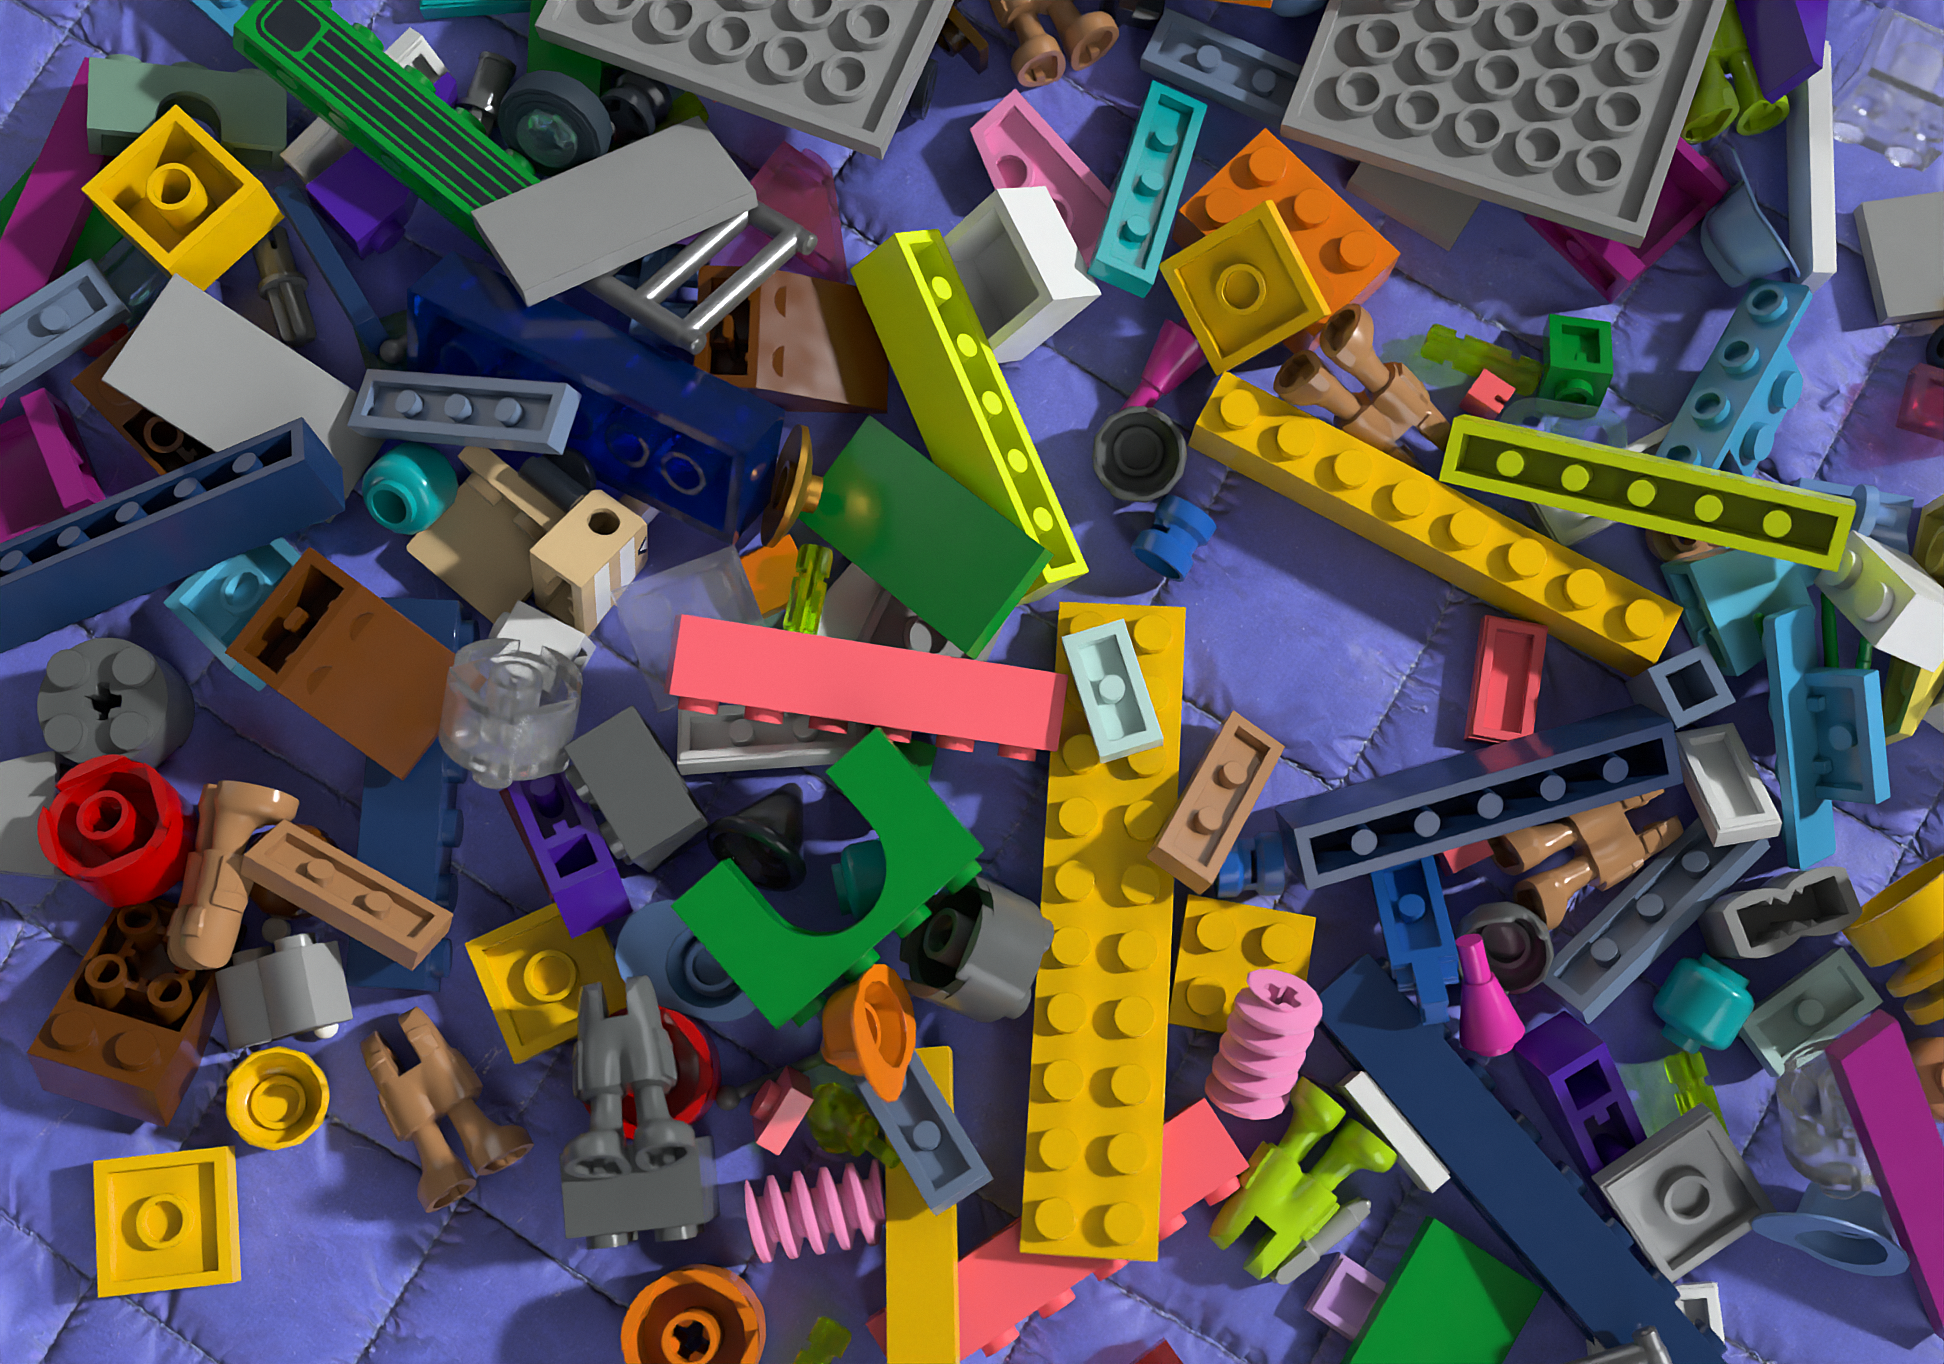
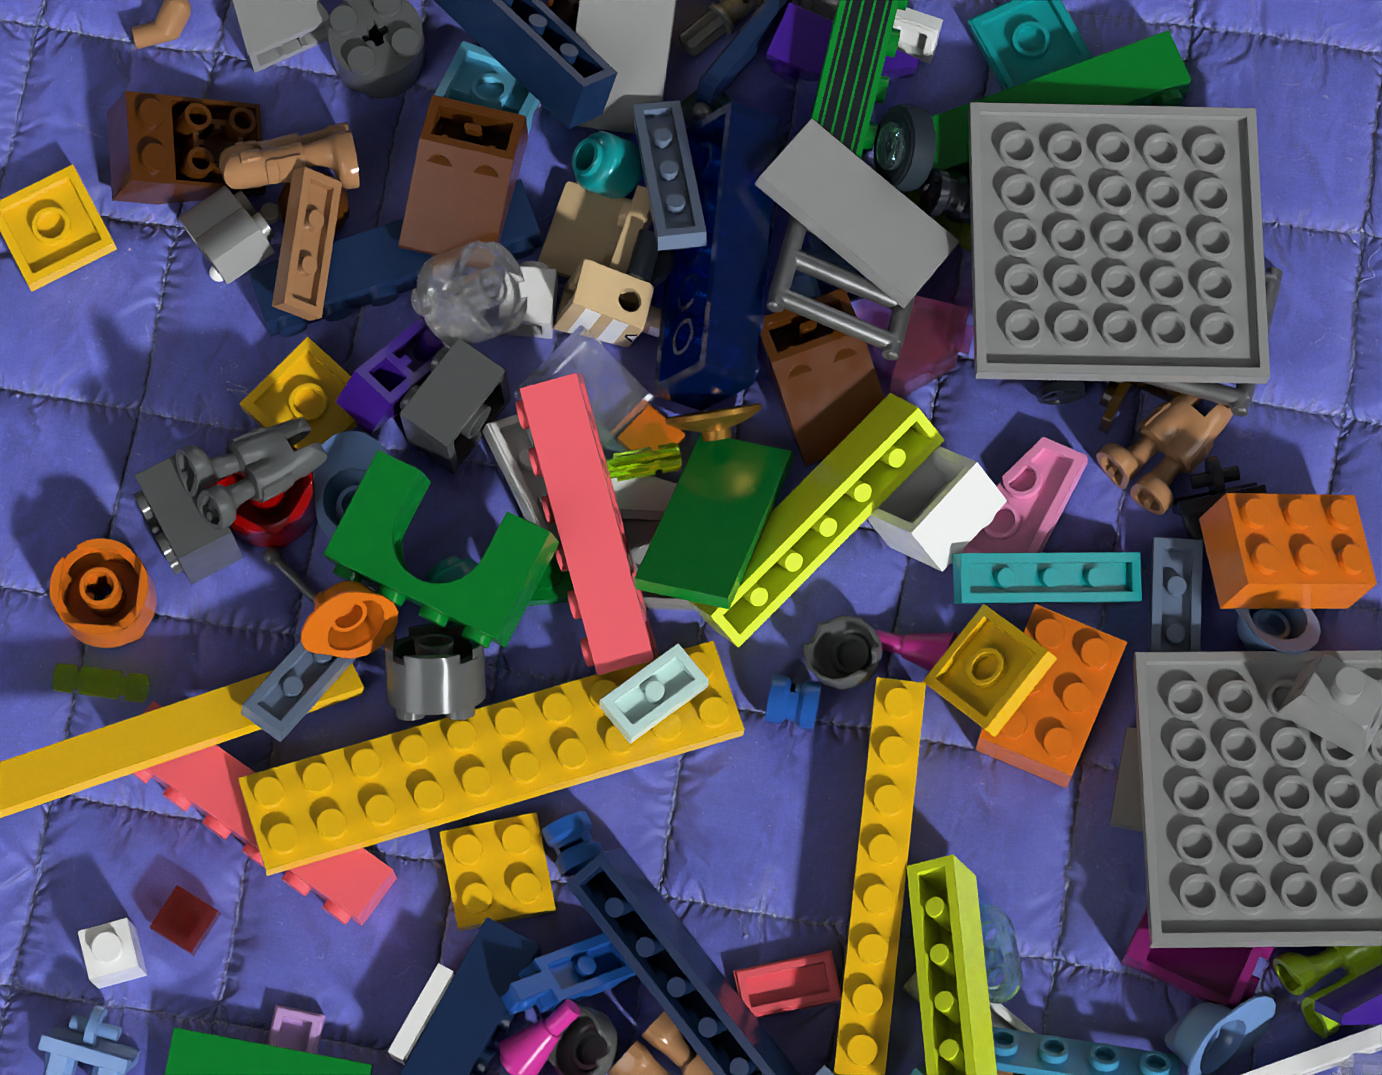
camera: 70 degrees right, 5 degrees down
(118, 830) = (294, 82): red brick -> none
(276, 1098) = (157, 260): yellow hair -> none
(420, 1099) = (190, 353): medium nougat piece -> none
(488, 89) = (919, 92): dark grey axle -> none
(765, 839) = (459, 504): clear smoke hat -> none
(780, 1109) = (276, 588): coral plate -> none
(816, 1212) = (212, 639): bright pink piece -> none
(844, 1124) = (281, 635): clear neon green piece -> none
(1216, 803) = (606, 799): medium nougat plate -> none
(1263, 1045) = (444, 894): bright pink piece -> none
(1283, 1196) = (347, 957): lime piece -> none
(1308, 1253) = (319, 992): light grey piece -> none
(1391, 394) = (948, 811): medium nougat piece -> none
(1464, 856) = (643, 999): coral piece -> none
(1473, 355) = (1029, 877): clear neon green axle -> none
(1487, 396) = (1000, 887): coral piece -> none
(1576, 360) = (1055, 945): green bracket -> none

